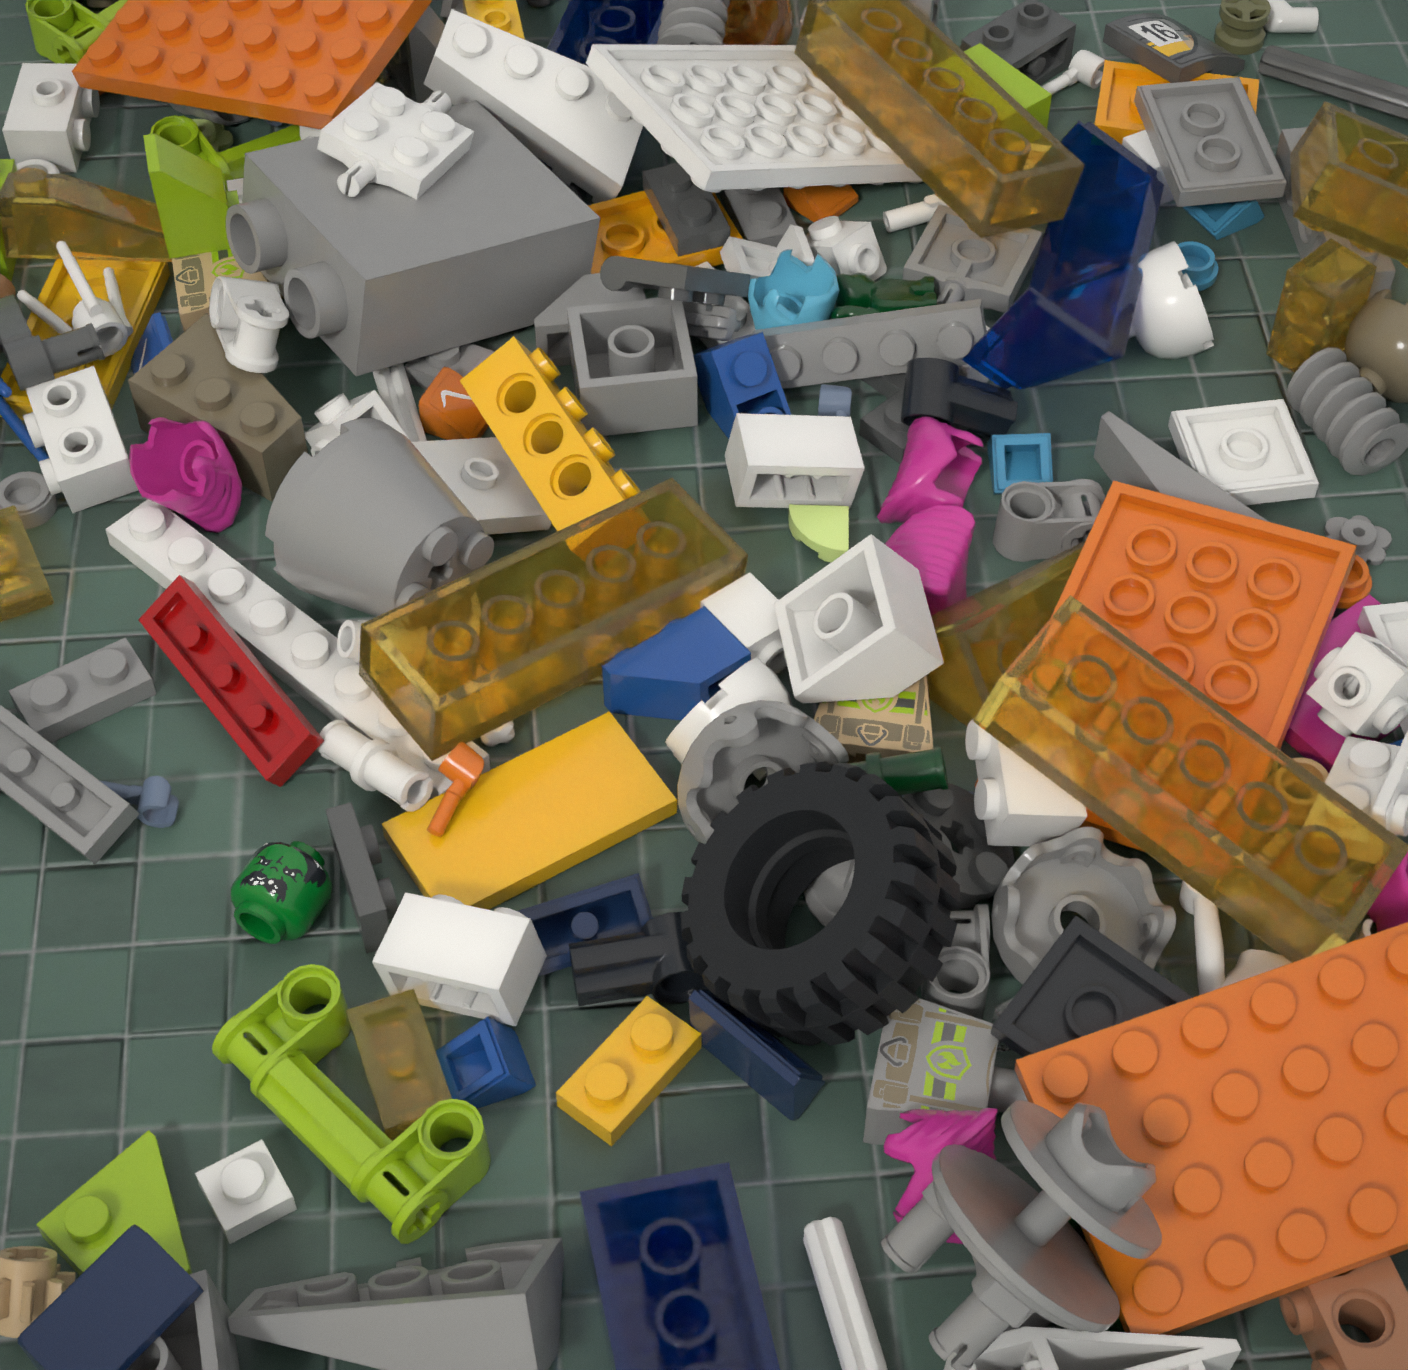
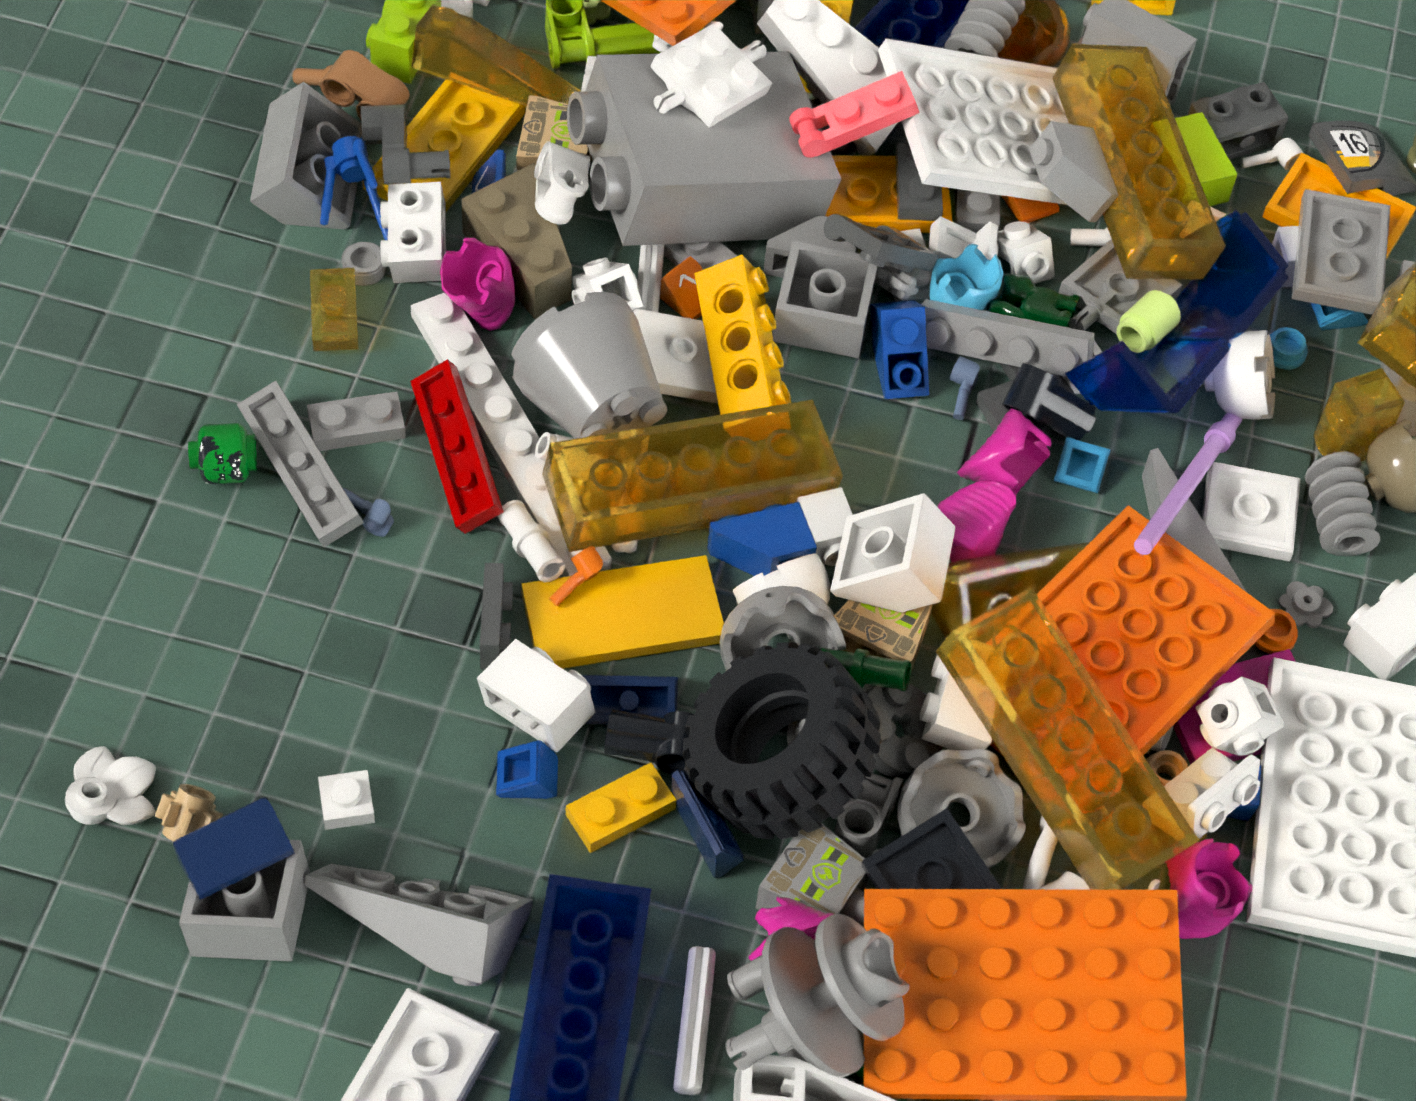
camera: 15 degrees right, 5 degrees up
(107, 317) = (461, 143): white plant -> none
(117, 1197) = (265, 775): lime wing -> none
(188, 198) = (550, 69): lime slope -> none
(281, 891) = (437, 608): green head -> none
(398, 1059) = (473, 752): clear yellow plate -> none
(400, 1177) = (413, 772): lime piece -> none
(589, 137) = (853, 115): none -> coral plate
(793, 460) = (912, 411): white brick -> none
(821, 528) = (914, 468): yellowish green tile -> none
(870, 133) = (1074, 168): none -> light grey slope
(1031, 263) = (1148, 321): none -> yellowish green brick
(1045, 517) = (1082, 513): light grey piece -> none
(1167, 387) = (1216, 441): none -> lavender bar

